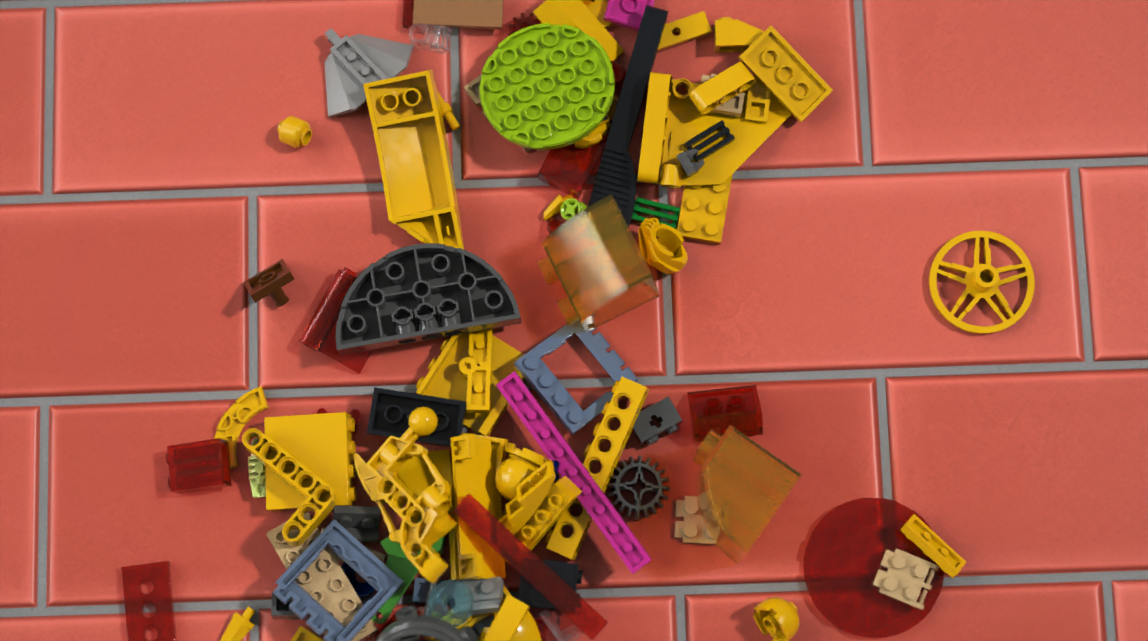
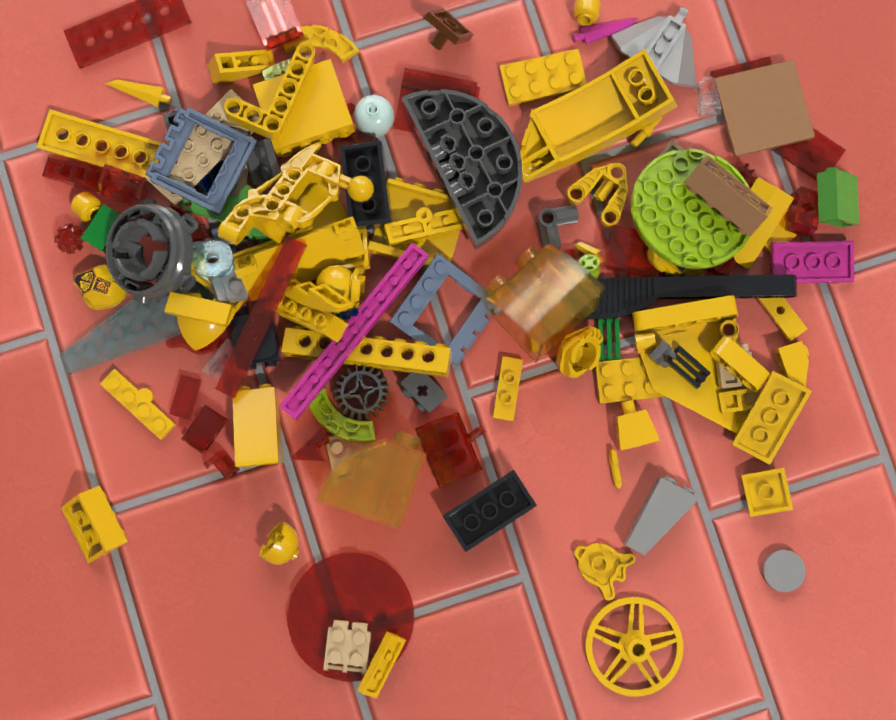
camera: 70 degrees right, 5 degrees up
(237, 519) = (239, 65): none -> yellow slope
(321, 129) = (597, 32): none -> dark pink bar
(348, 387) = (374, 115): none -> light aqua cylinder
(353, 199) = (542, 77): none -> yellow plate
(511, 160) = (590, 180): none -> yellow connector
(524, 240) = (559, 216): none -> dark grey piece
(546, 46) = (728, 196): none -> medium nougat slope
(644, 608) = (257, 427): none -> yellow slope
(668, 519) = (338, 424): none -> lime tile
(678, 333) = (507, 388): none -> yellow plate
(685, 562) = (308, 452): none -> clear red slope
(717, 379) = (475, 434): none -> clear red tile
(756, 215) = (634, 427): none -> yellow torso
(792, 247) = (614, 463): none -> yellow piece
(802, 388) = (489, 510): none -> black brick
(852, 216) = (659, 514): none -> light grey slope
(860, 101) = (767, 492): none -> yellow hinge
(890, 289) = (602, 566): none -> yellow tile
(944, 109) = (783, 570): none -> light grey tile

